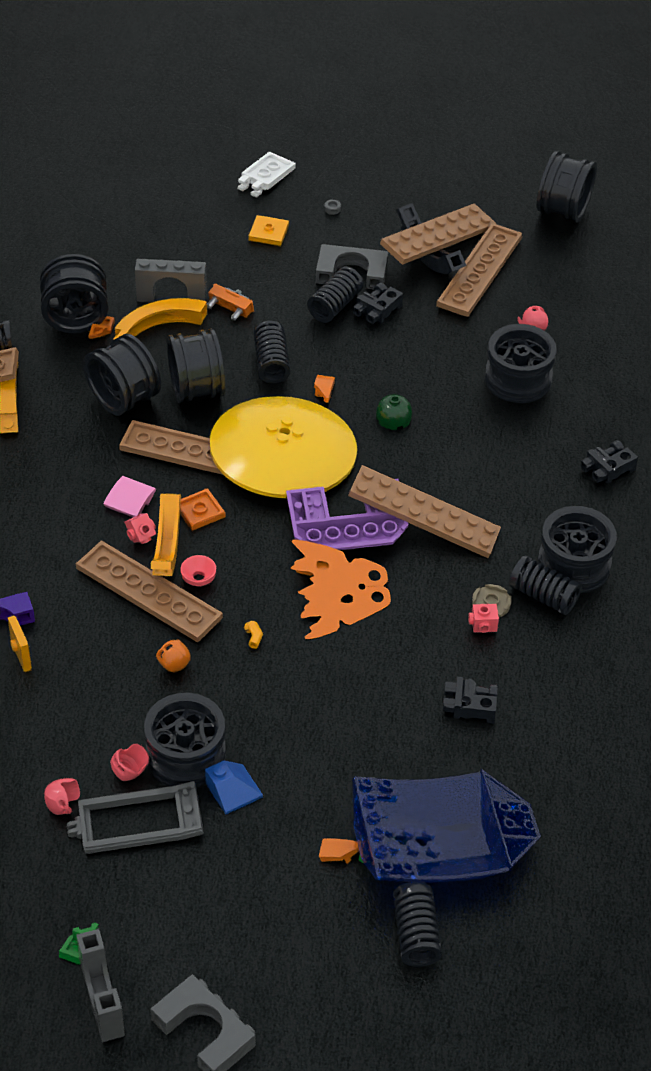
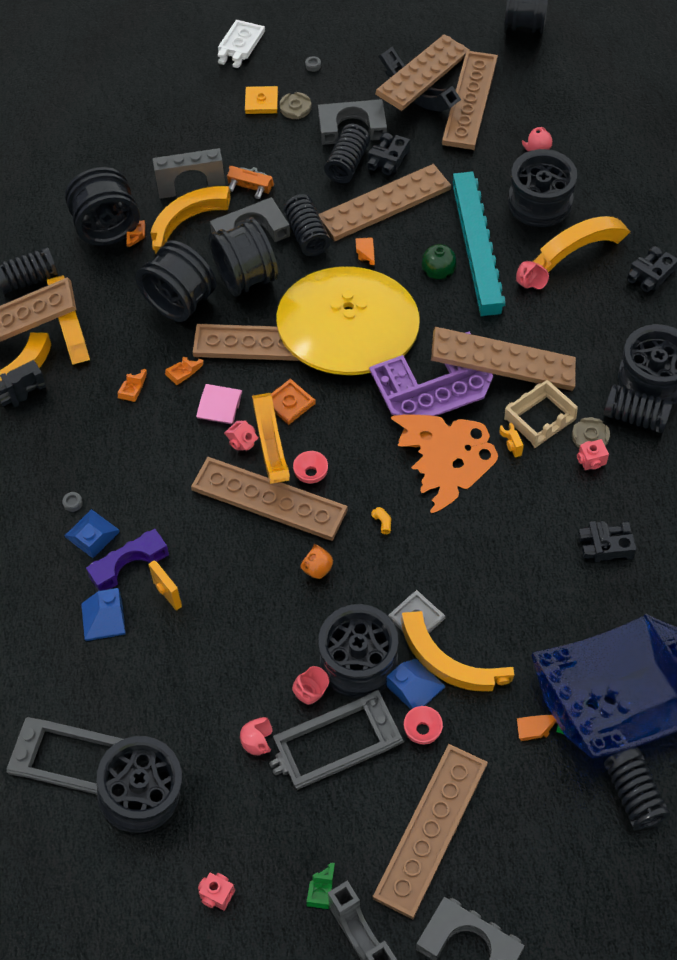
camera: 10 degrees left, 10 degrees up
(49, 466) = (132, 386): none -> orange slope
(105, 460) = (183, 370): none -> orange slope
(201, 918) = (430, 831): none -> medium nougat plate
(227, 815) = (426, 716): none -> coral piece
(231, 333) = (264, 212): none -> dark grey arch
(256, 727) = (415, 603): none -> light grey tile
(269, 778) = (445, 667): none -> light orange arch
(301, 242) = (295, 105): none -> dark tan tile
(358, 347) = (384, 202): none -> medium nougat plate
(409, 590) = (514, 442): none -> light orange plate
(438, 403) = (477, 244): none -> teal brick
(443, 555) = (530, 399): none -> tan window
(482, 442) = (532, 275): none -> coral helmet
(542, 413) = (579, 235): none -> light orange arch

